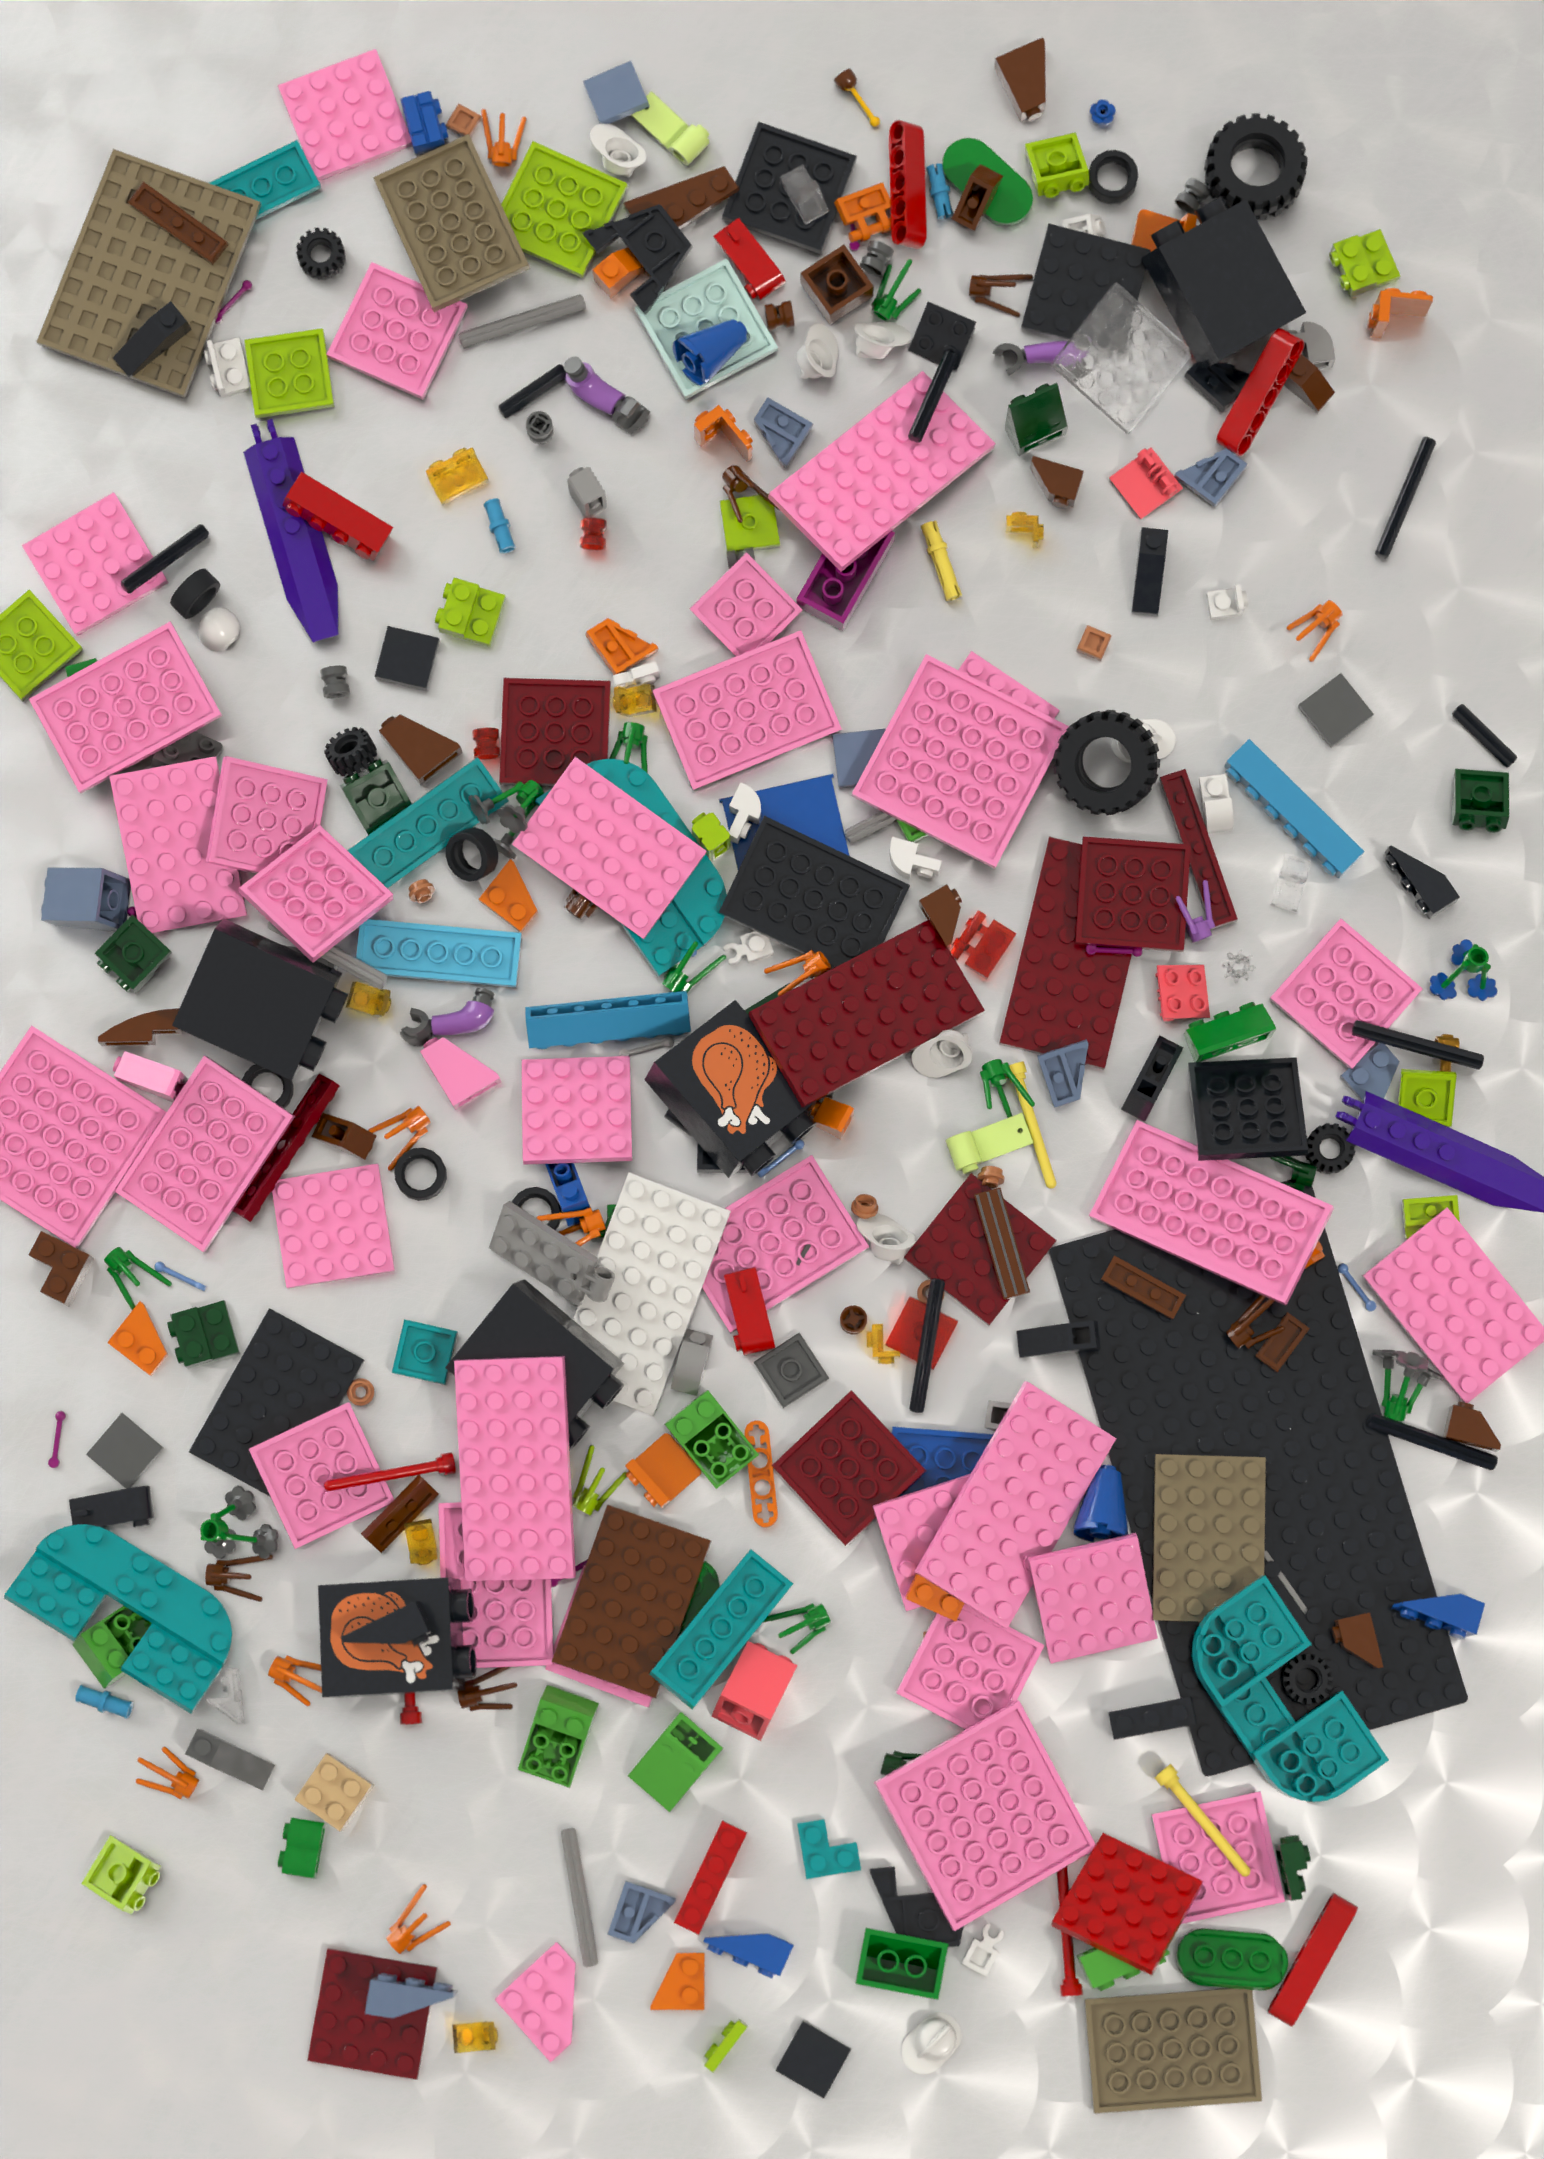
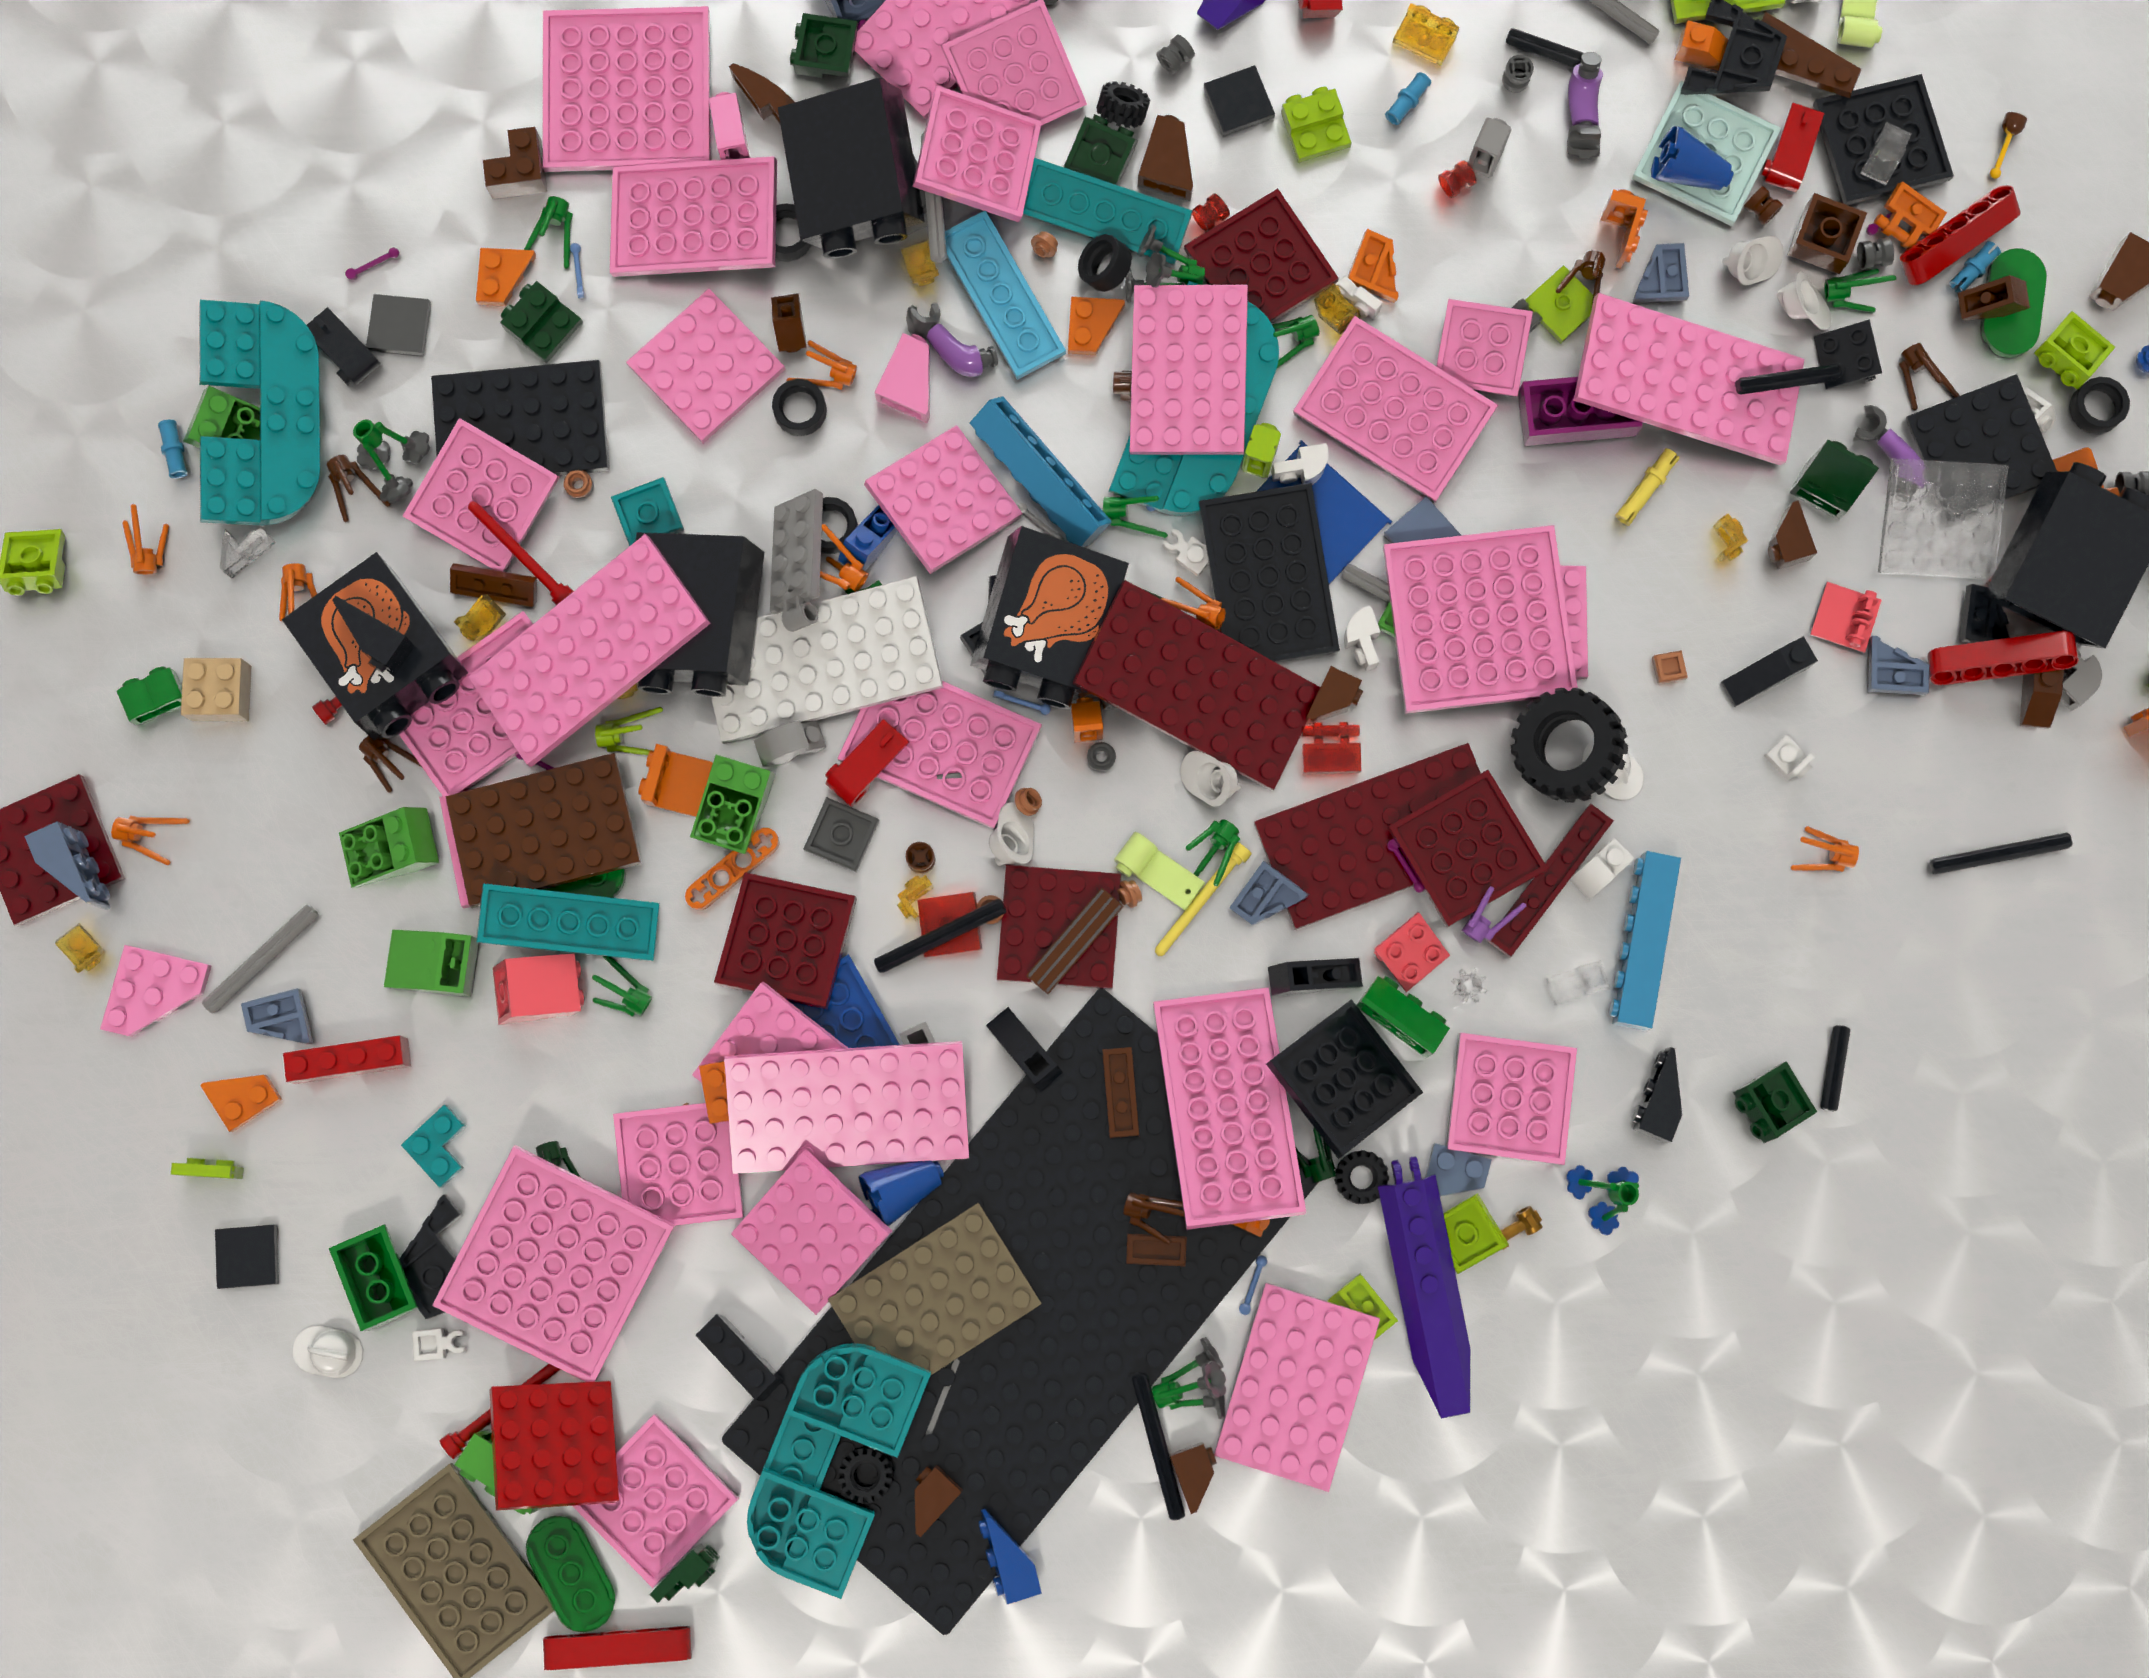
camera: 55 degrees right, 0 degrees up
(229, 1759) = (189, 582): dark grey slope -> none
(306, 1116) = (755, 280): dark red plate -> none
(758, 1949) = (311, 1145): blue slope -> none
(867, 1117) = (1105, 748): none -> dark grey plate
(1170, 1780) = (694, 1409): light yellow piece -> none
(1335, 710) = (1762, 919): dark grey tile -> none
(1417, 1045) = (1509, 1193): black axle -> none

